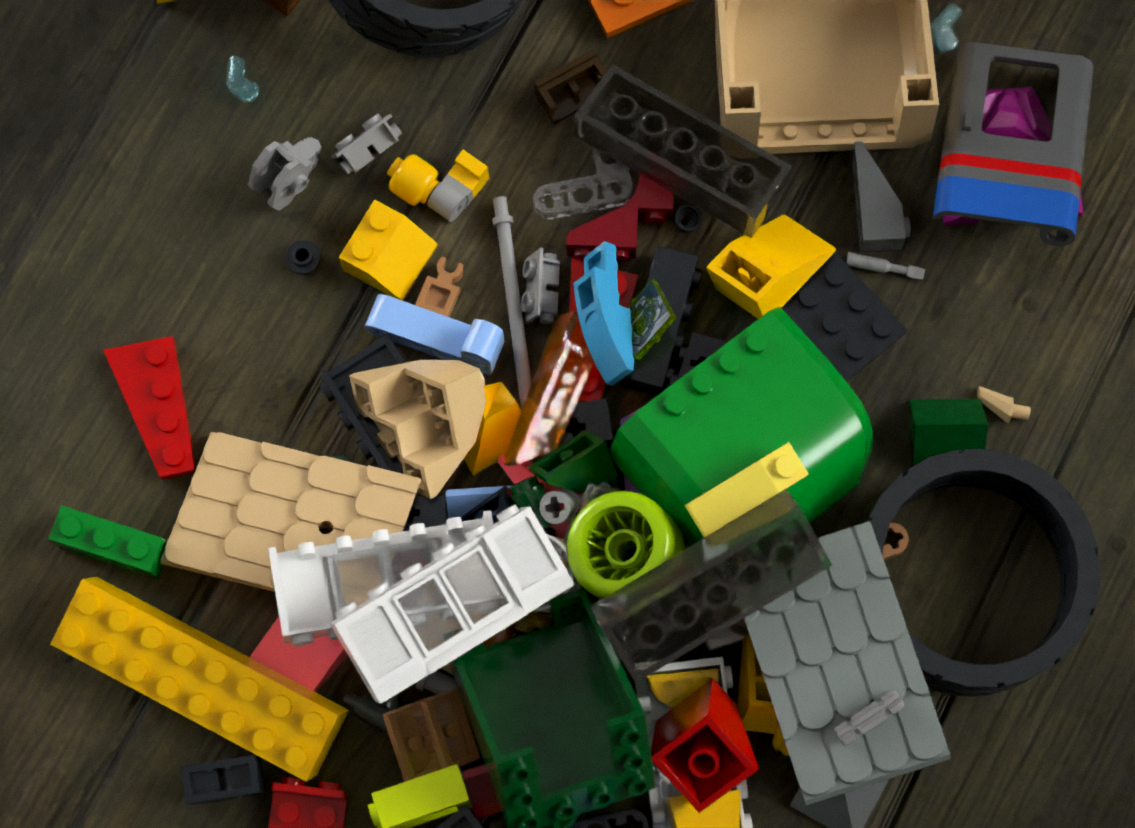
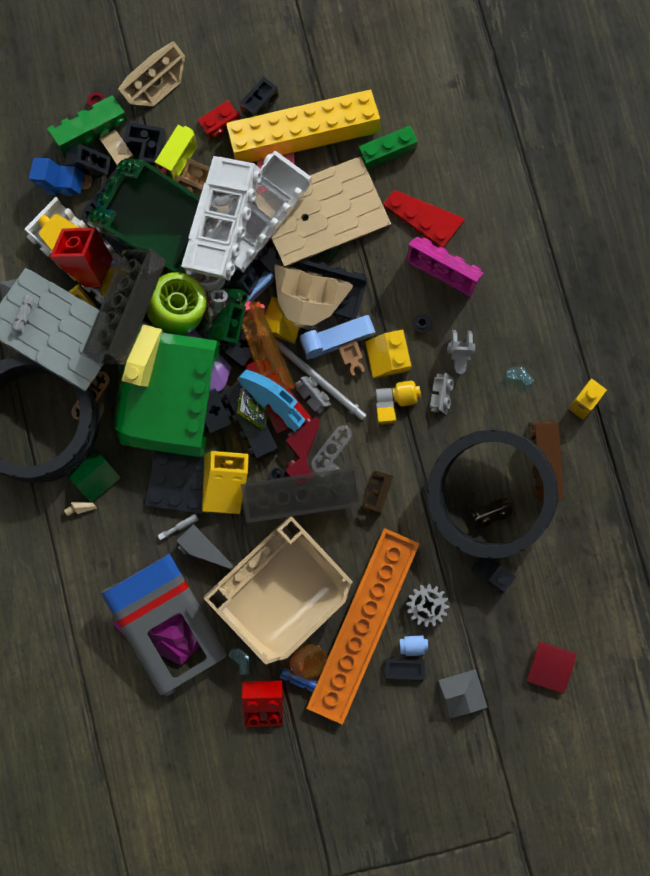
camera: 135 degrees right, 5 degrees up
(194, 299) = (443, 265): none -> dark pink slope

